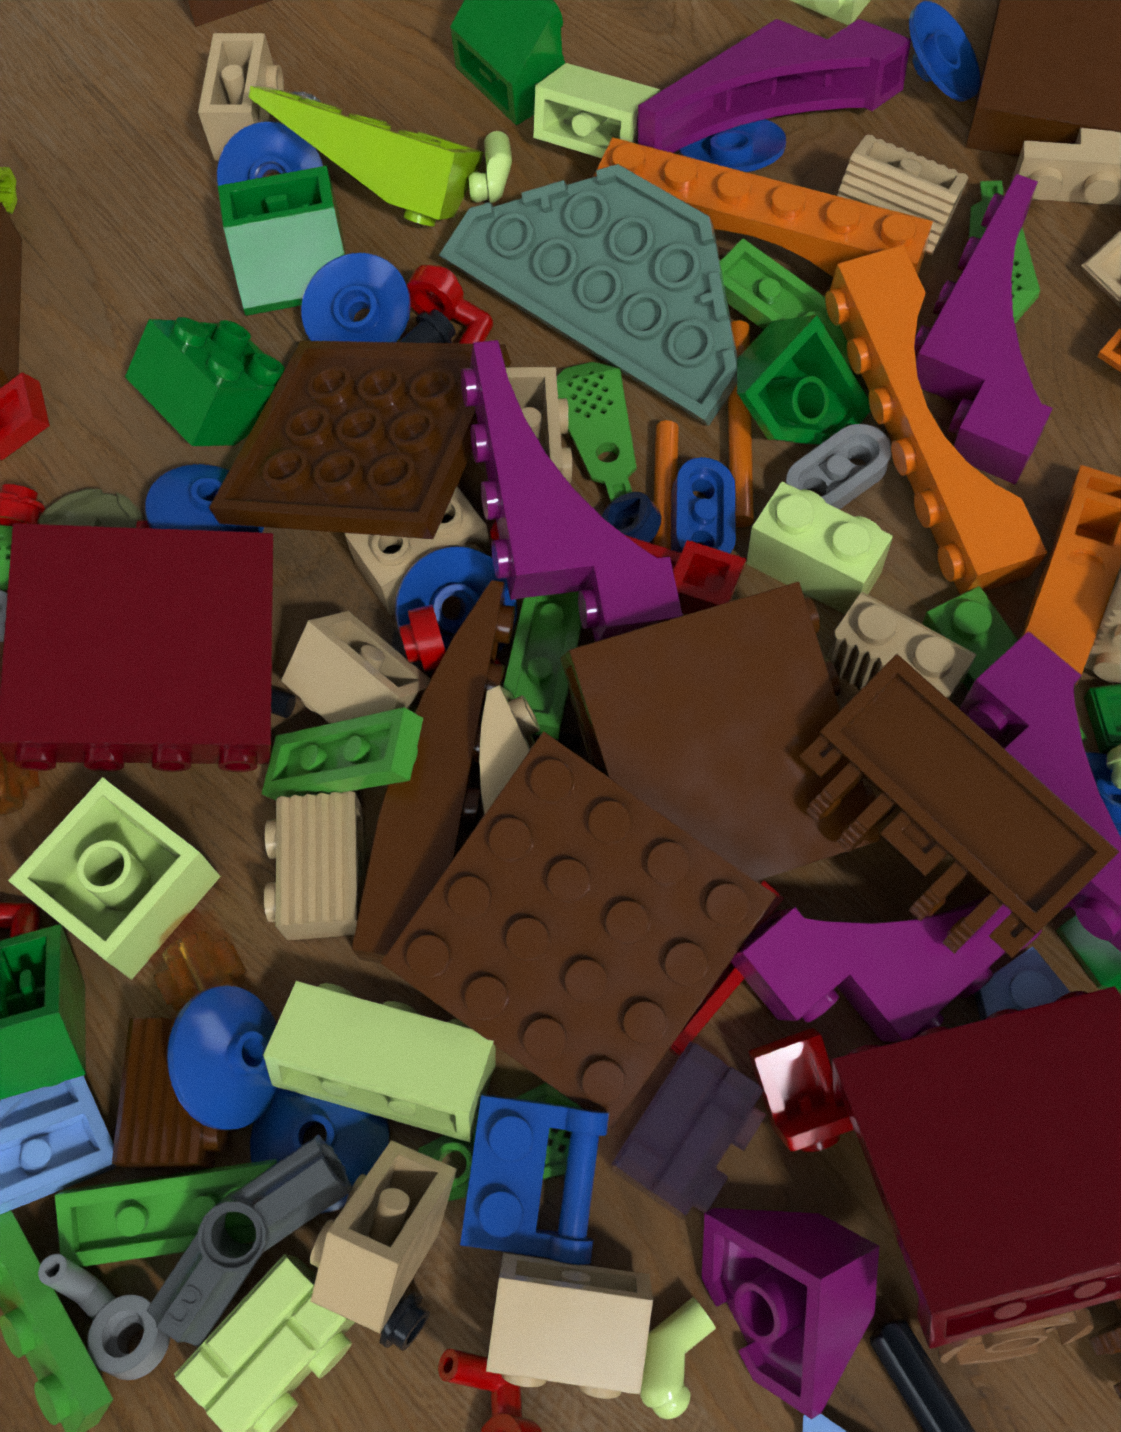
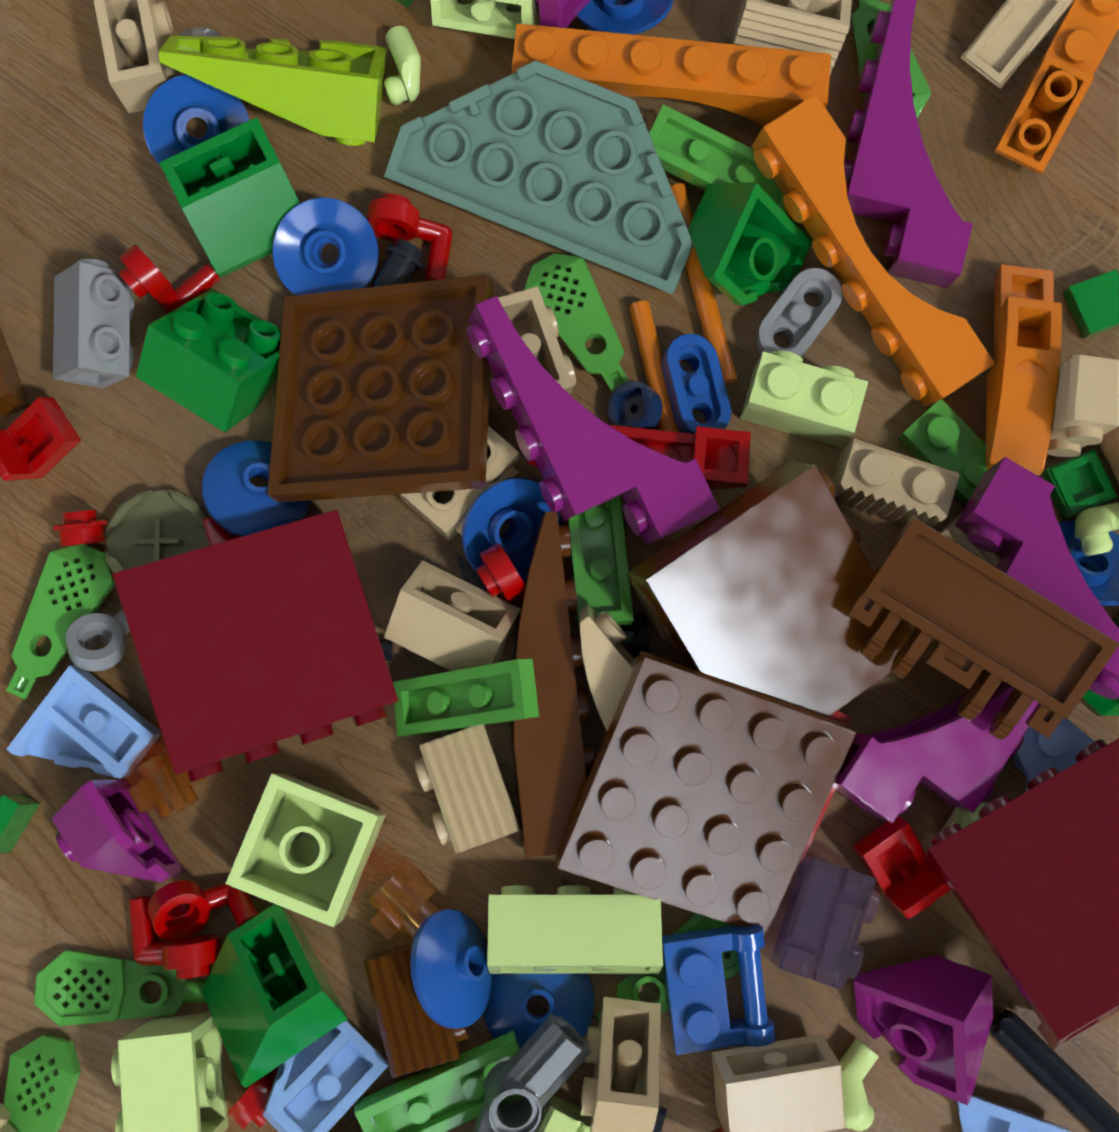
camera: 25 degrees left, 15 degrees up
(102, 324) = (92, 325): none -> light grey brick
(167, 286) = (145, 277): none -> red plate

